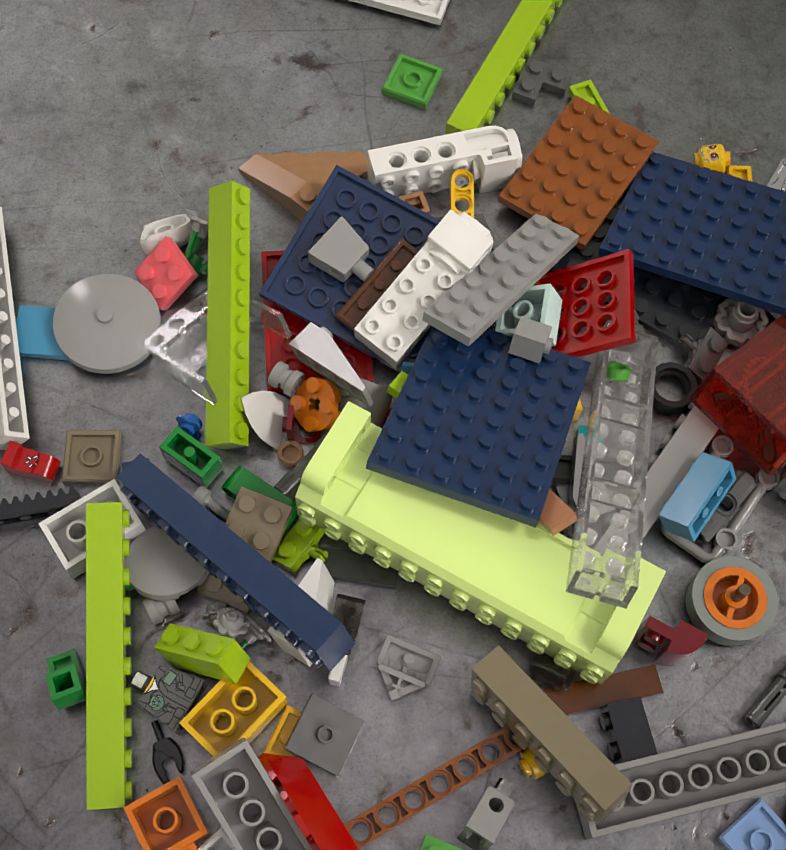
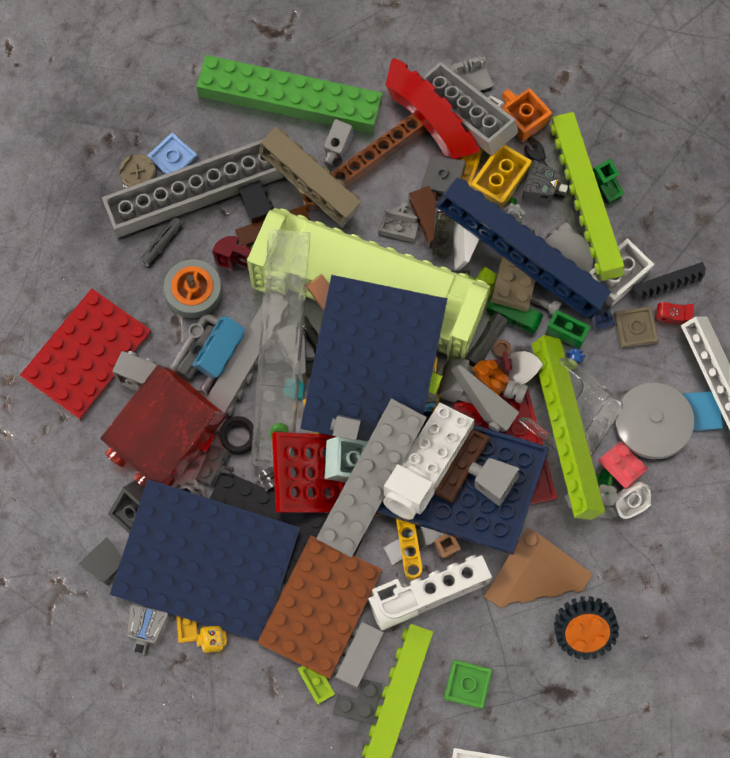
camera: 175 degrees right, 5 degrees up
(203, 653) = (530, 201): lime brick -> none
(263, 97) = (586, 627): none -> wheel
(363, 682) = (423, 206): none -> reddish brown slope
(538, 117) = (358, 655): none -> light grey brick

